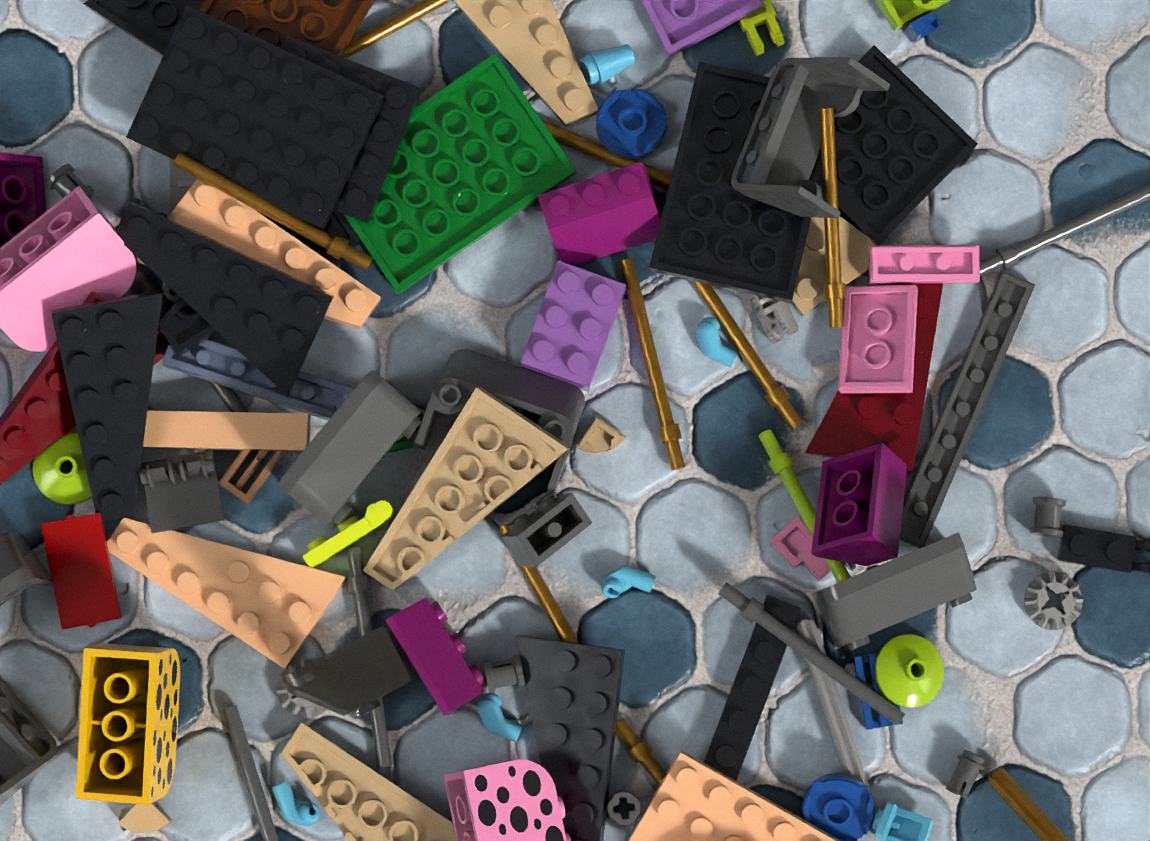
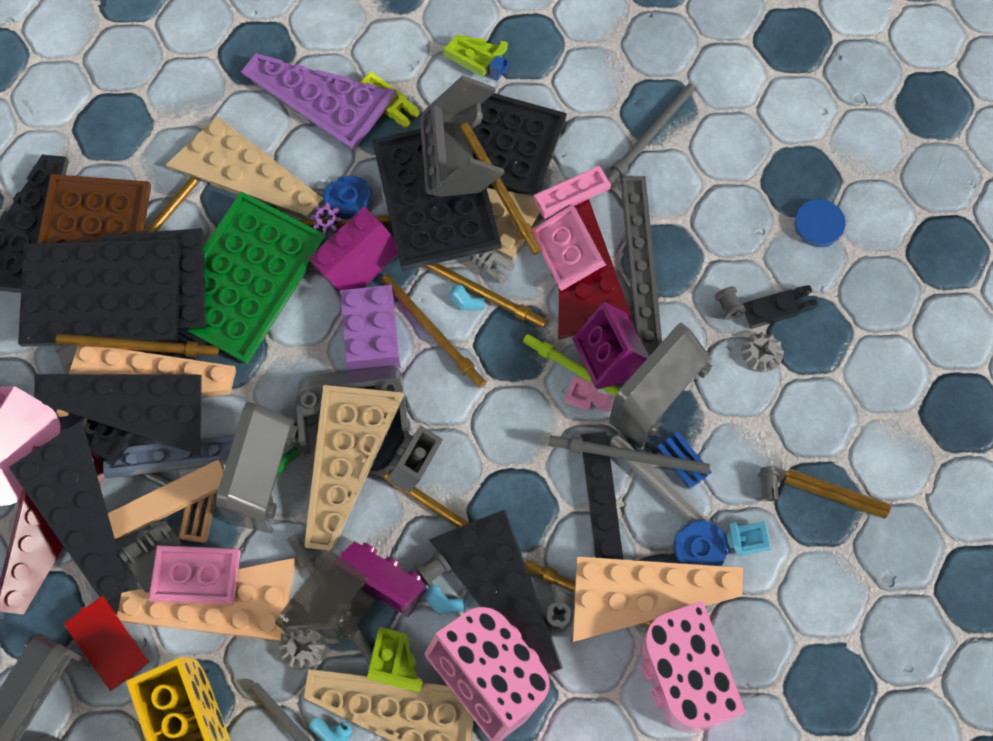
camera: 25 degrees left, 15 degrees down
(52, 482) = (68, 593): lime dish -> none
(218, 542) = (195, 575): none -> bright pink tile
(350, 532) = (284, 526): neon yellow hinge -> none
(403, 763) = (393, 661): none -> lime wing
(577, 149) = (321, 213): none -> medium lavender gear
(599, 437) = (422, 390): tan tile -> none
(605, 63) = (314, 171): medium azure cone -> none
(625, 578) = (482, 470): medium azure arm -> none
(895, 675) = (691, 443): lime dish -> none

